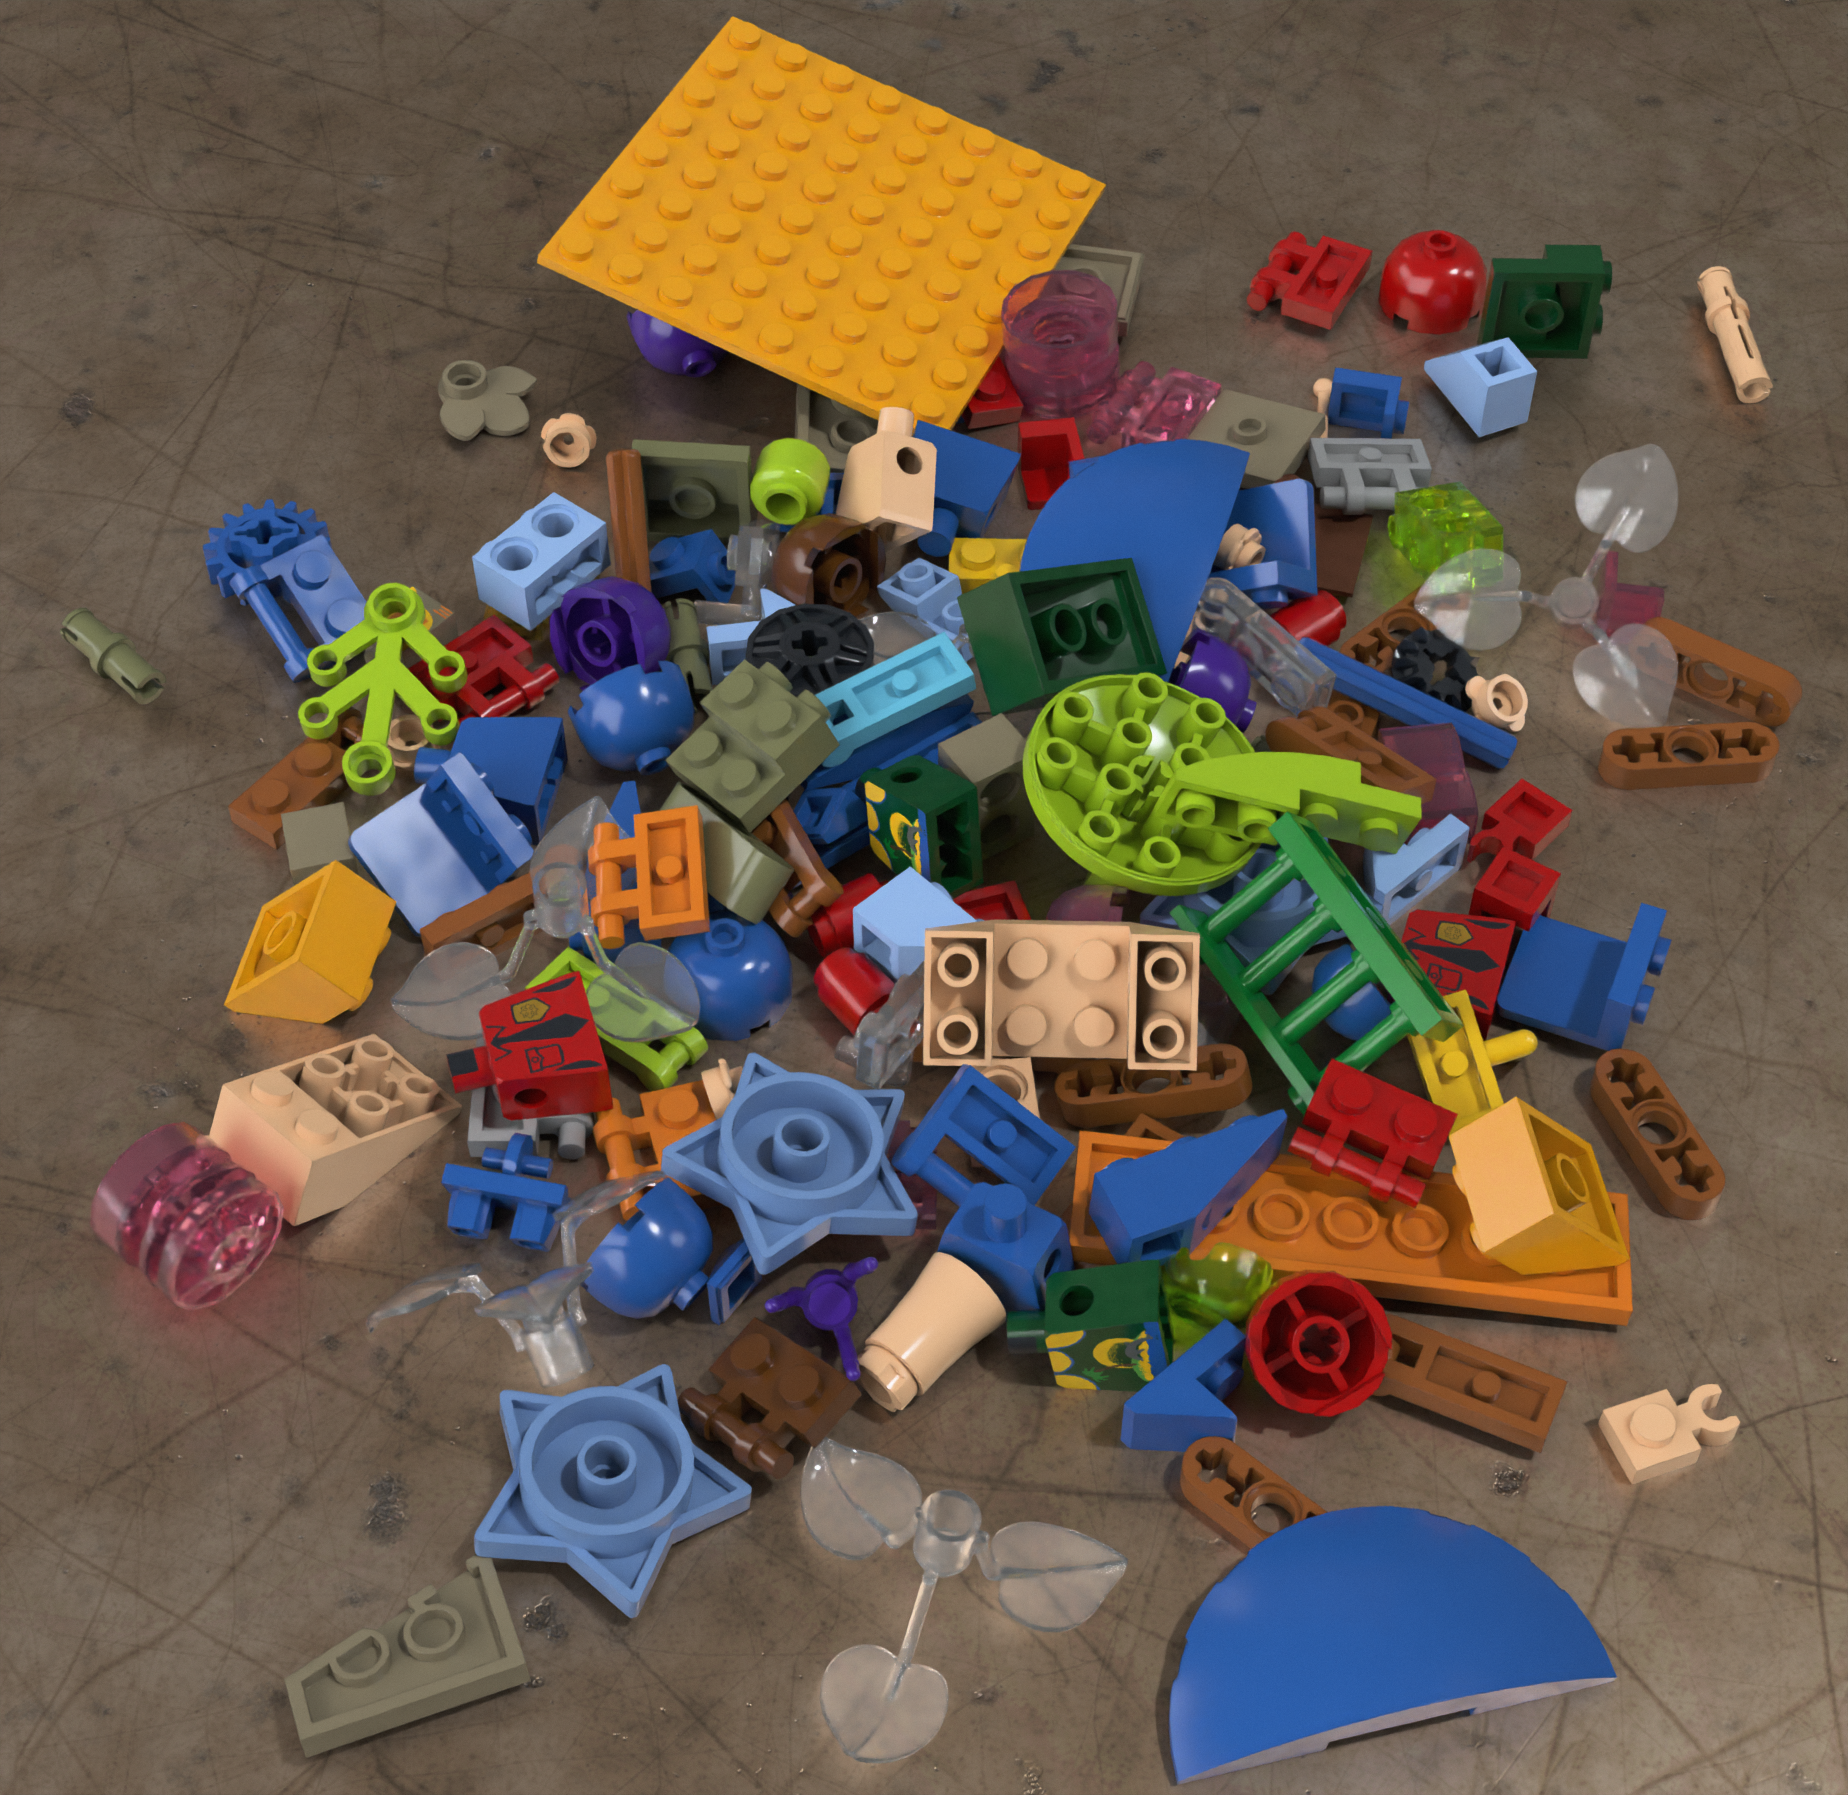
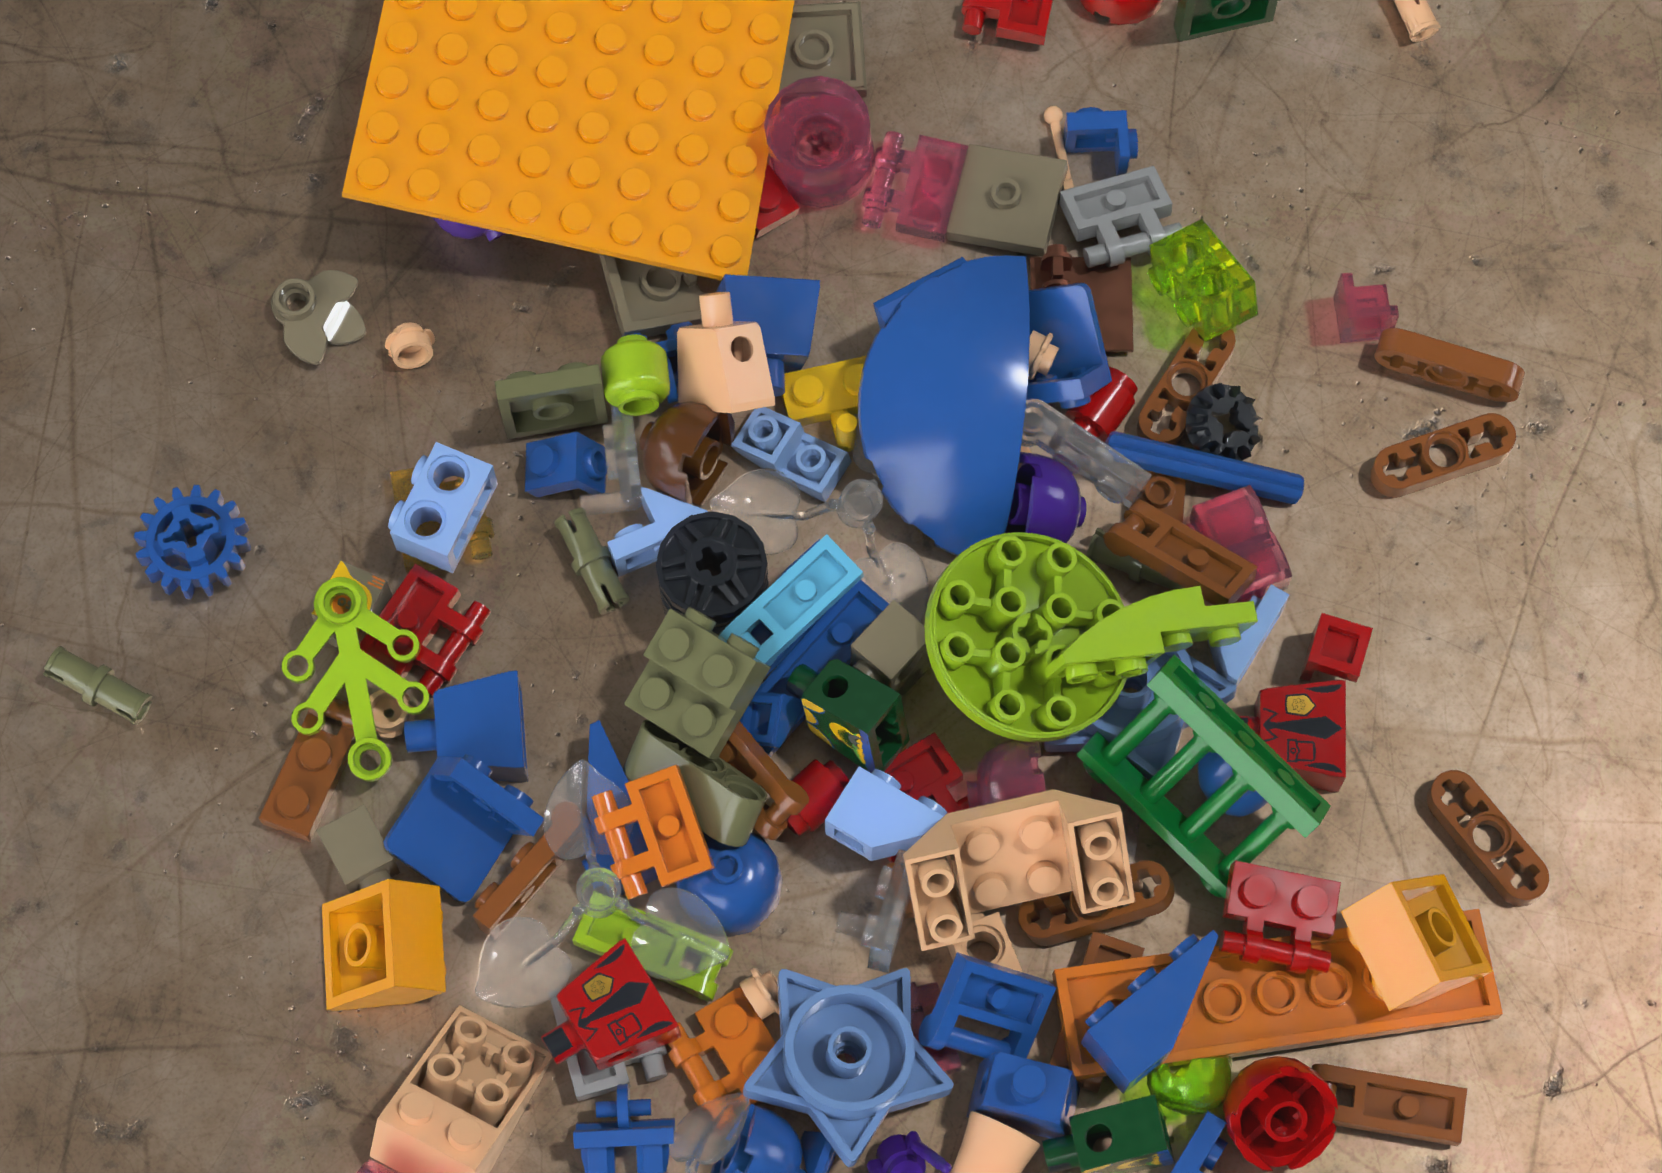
camera: 15 degrees left, 20 degrees up
(318, 591) = (264, 586): plate -> none
(609, 628) = (528, 565): dark purple cylinder -> none
(628, 516) = (513, 465): dark orange axle -> none
(635, 718) = (578, 652): blue cylinder -> none
(851, 986) = (842, 875): red brick -> none
(1044, 457) = (843, 271): red panel -> none
(1056, 629) = (922, 509): dark green slope -> none
(1460, 1070) = (1337, 843): yellow plate -> none
(1486, 384) = (1193, 87): light blue slope -> none
(1506, 694) = (1290, 441): light nougat plate -> none
(1521, 821) = (1324, 565): red plate -> none
(1584, 980) = (1408, 710): blue bracket -> none
(1625, 676) = (1355, 260): clear plant -> none
(1660, 1437) = (1539, 1106): light nougat plate -> none

